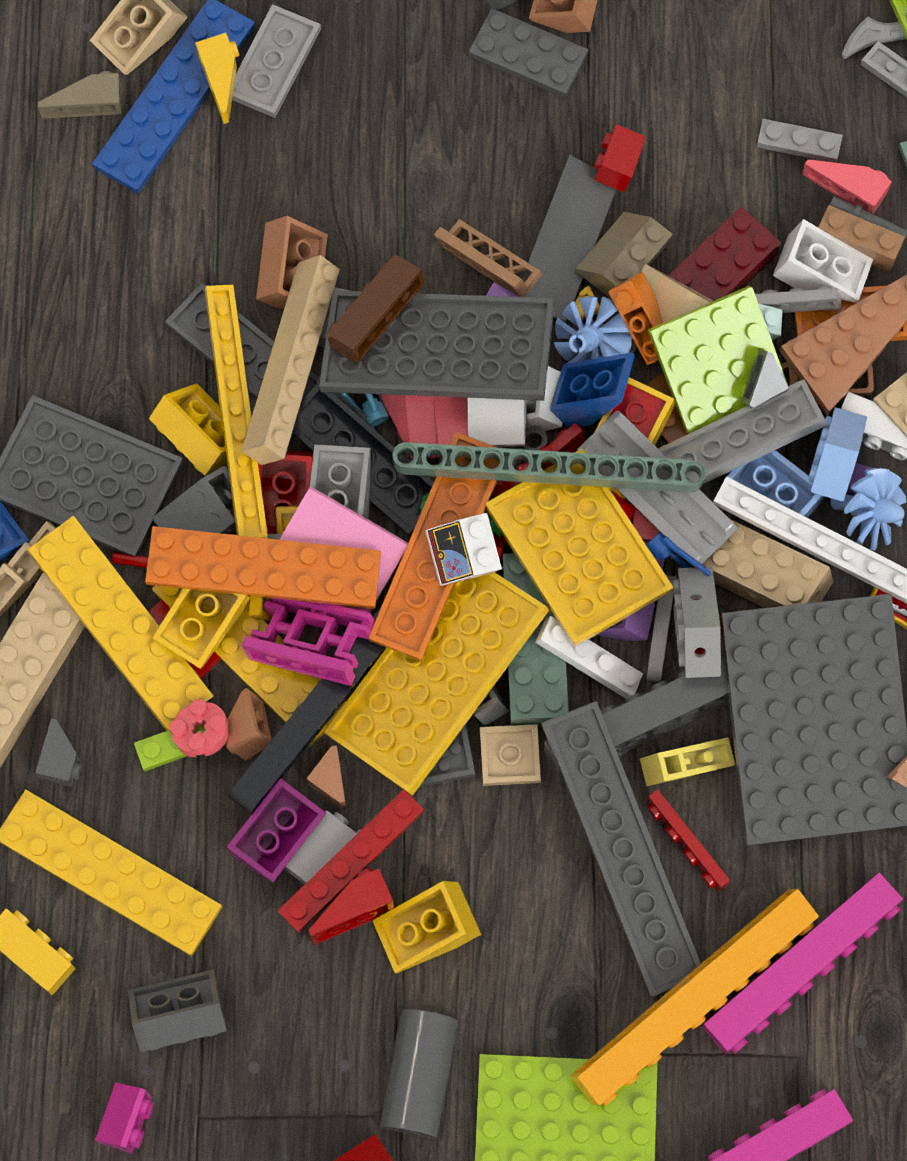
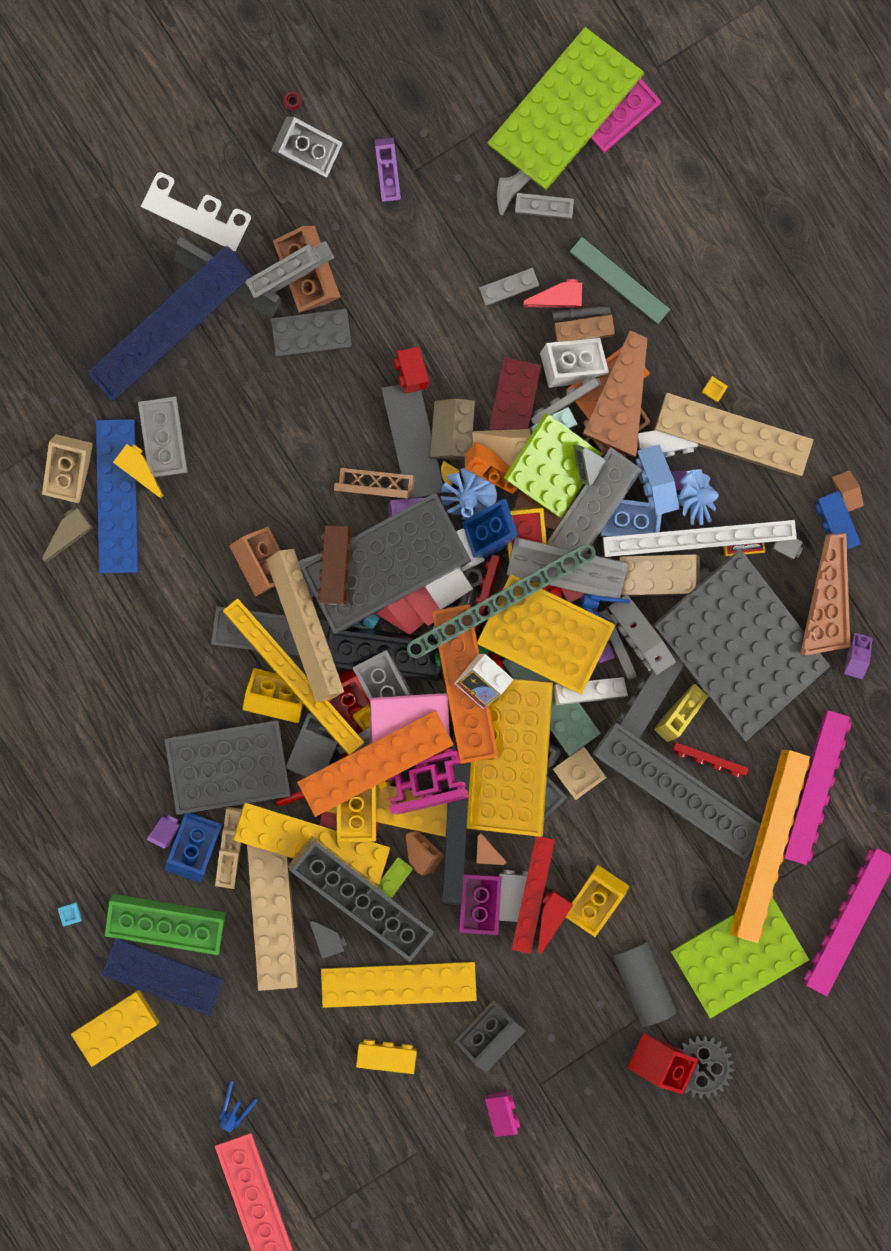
camera: 35 degrees left, 15 degrees up
(133, 724) = (360, 898): none -> dark grey brick
(190, 718) = (408, 871): coral plate -> none

